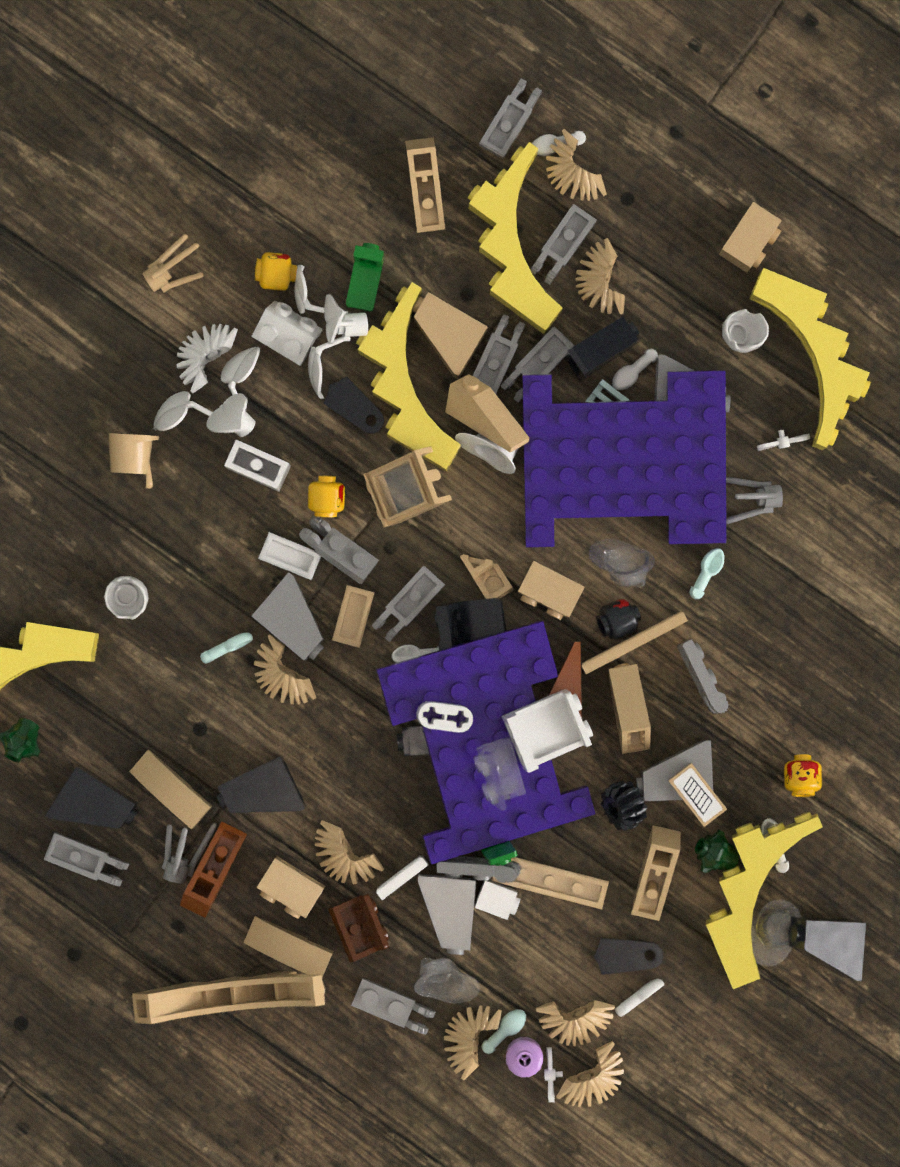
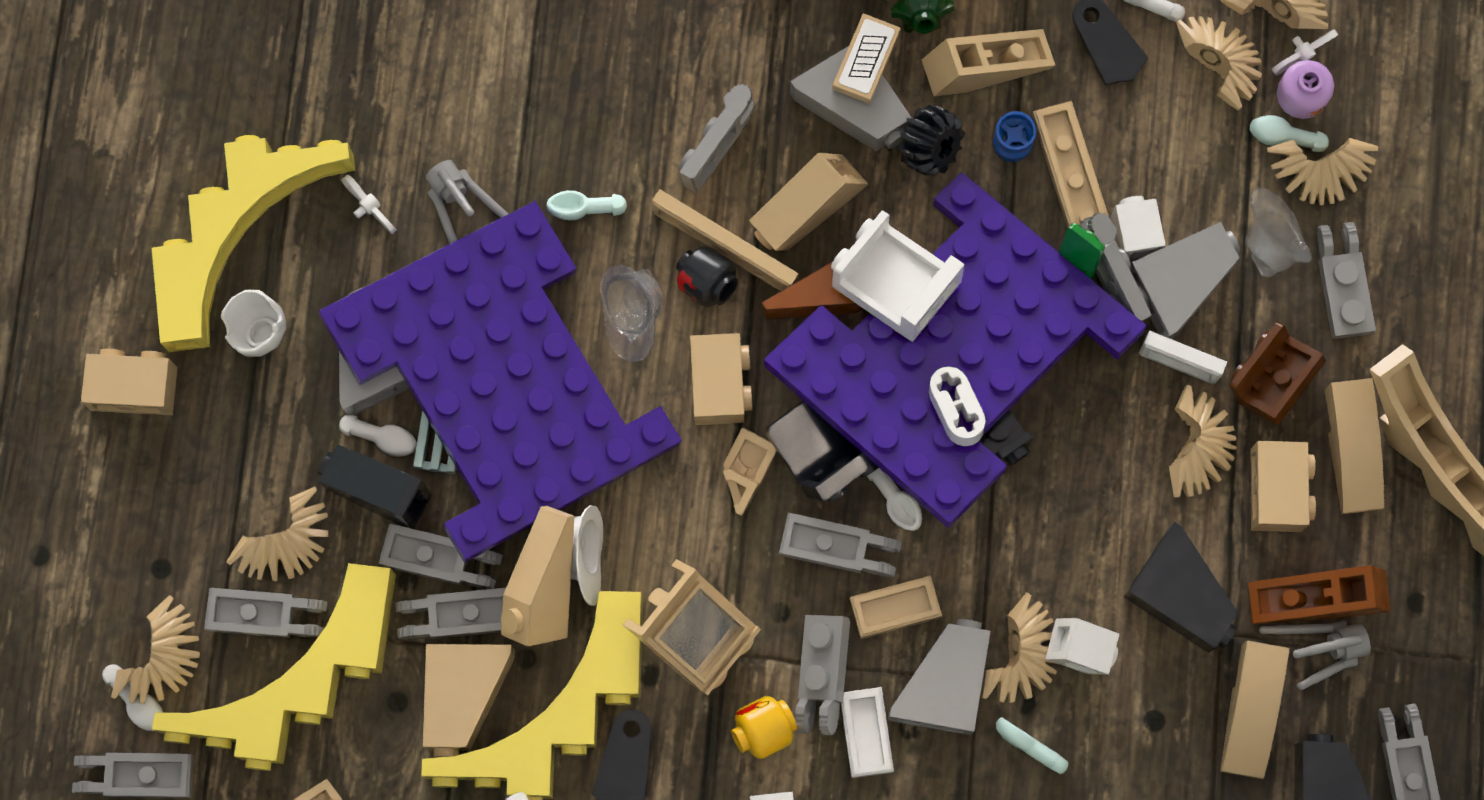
camera: 115 degrees left, 10 degrees down
(264, 710) = (1083, 646): none -> white brick
(500, 771) = (984, 301): clear bracket -> none
(599, 863) = (1019, 130): none -> blue wheel

